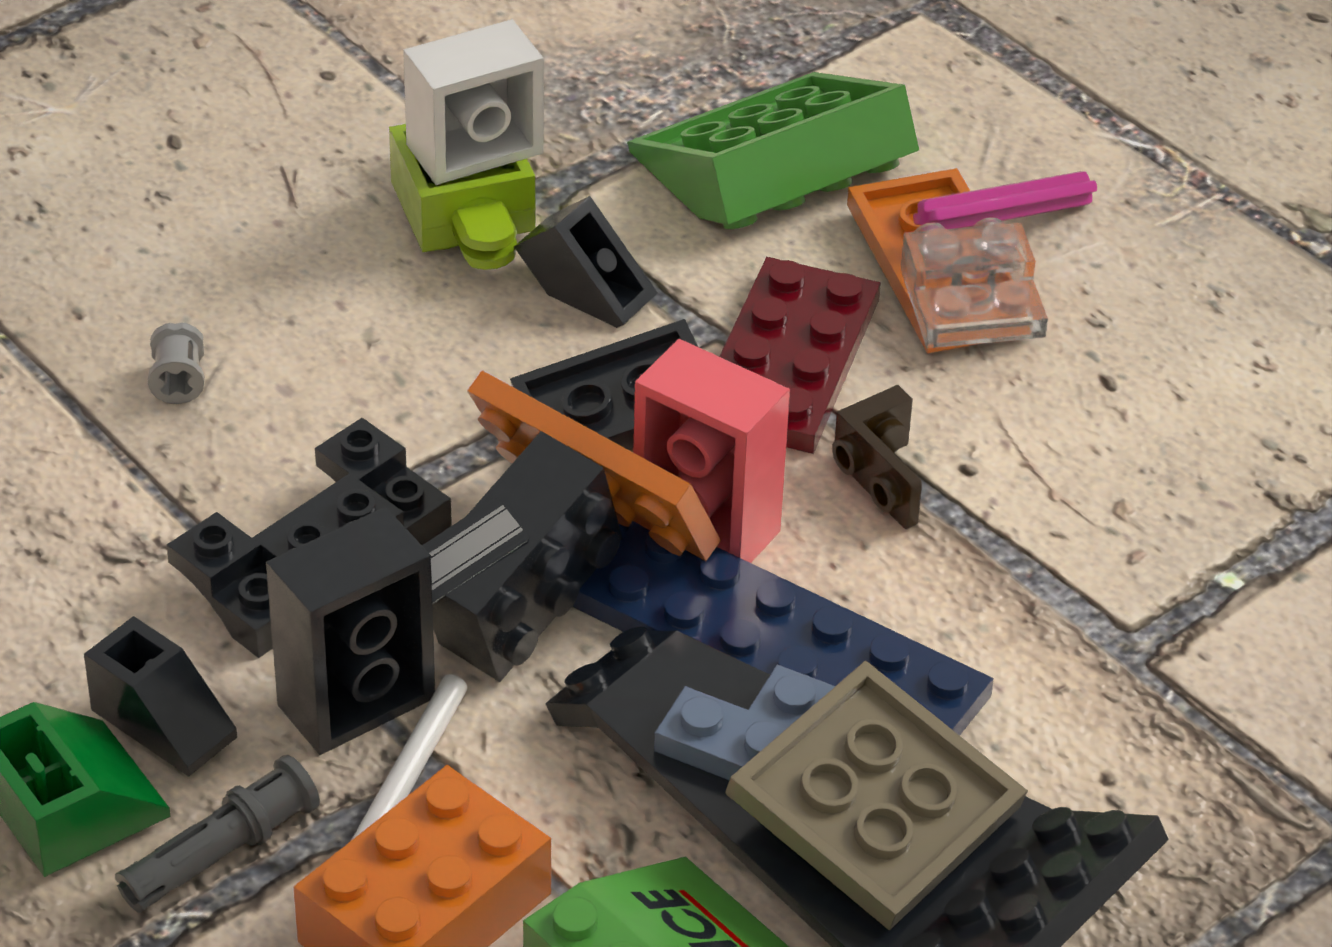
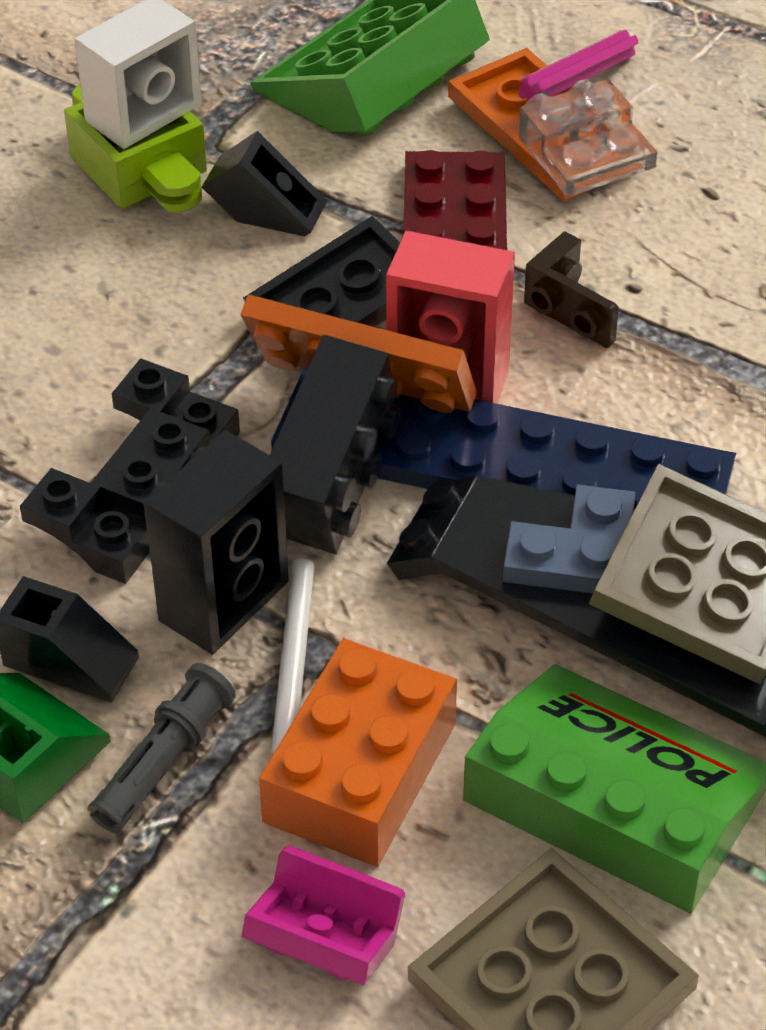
camera: 15 degrees left, 5 degrees up
(472, 546) = (302, 442): sticker -> none

